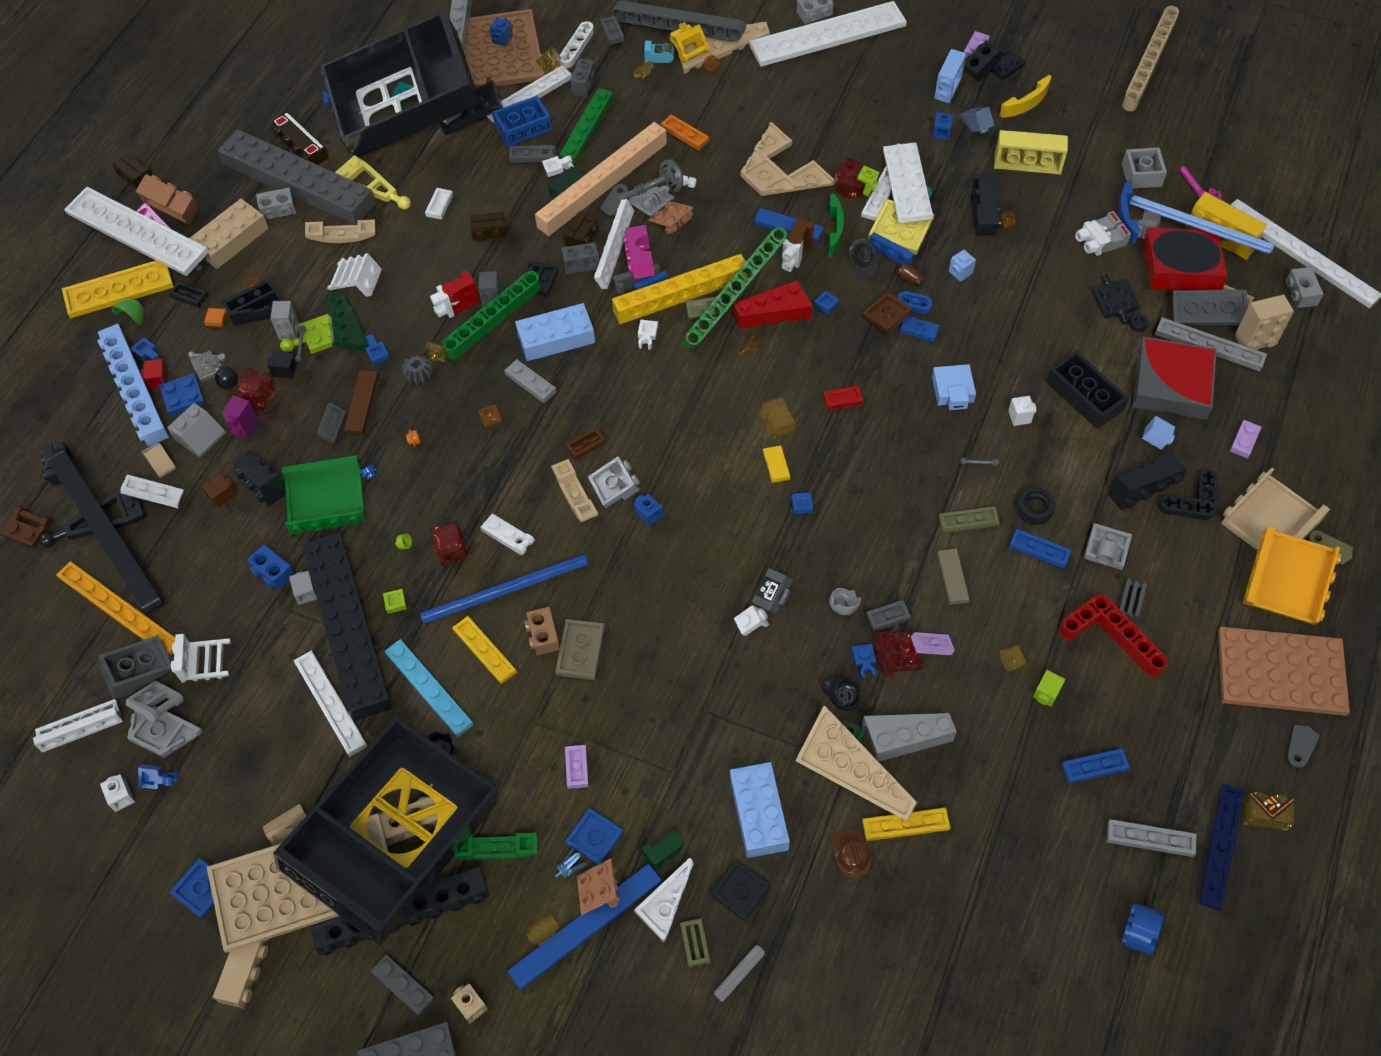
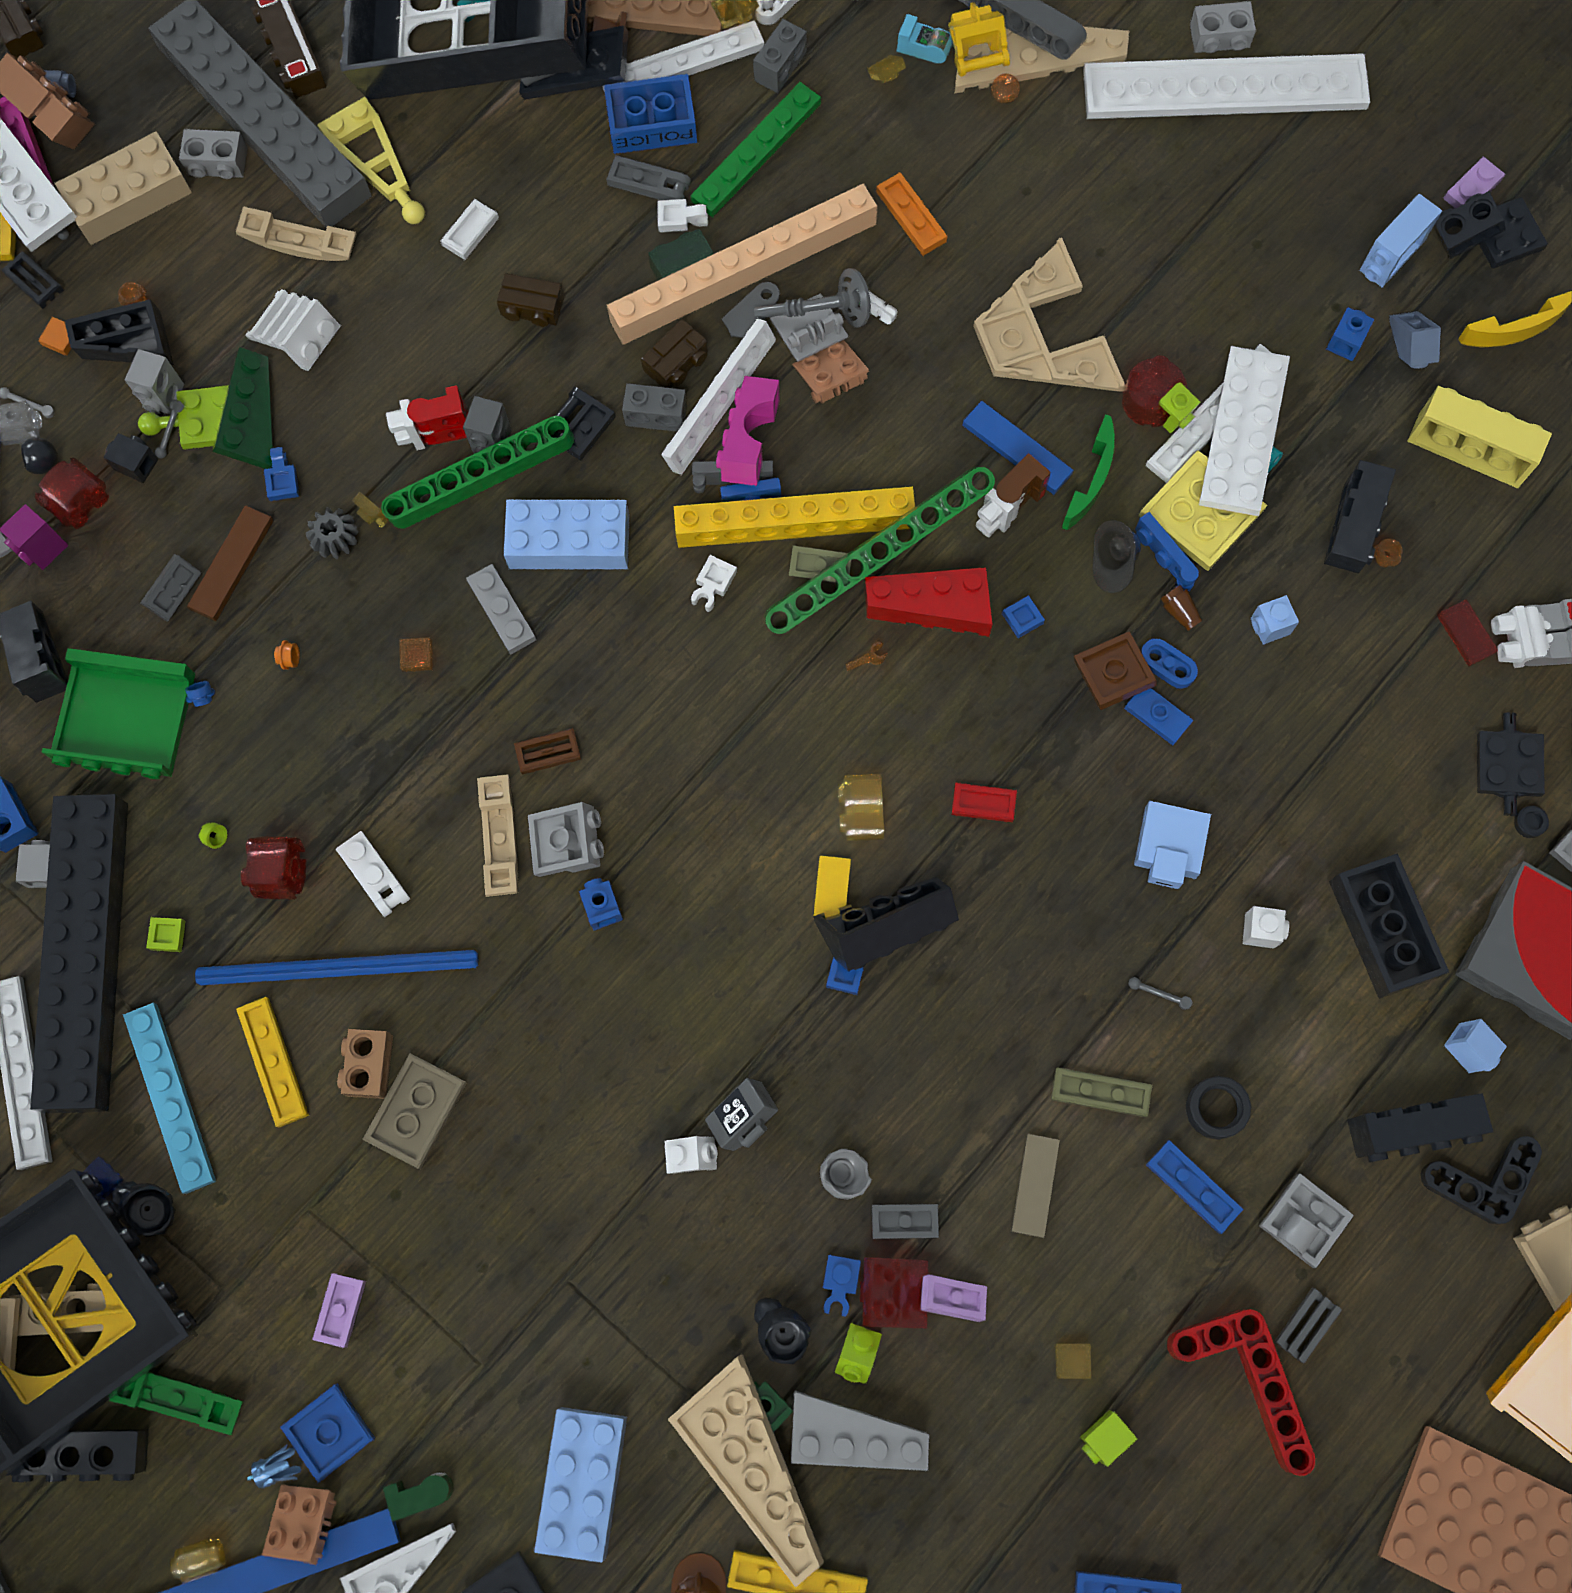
camera: 20 degrees right, 15 degrees up
(816, 467) = (887, 923): none -> black wedge
(890, 692) = (858, 1354): none -> lime bracket
(1065, 245) = (1467, 633): none -> clear red tile

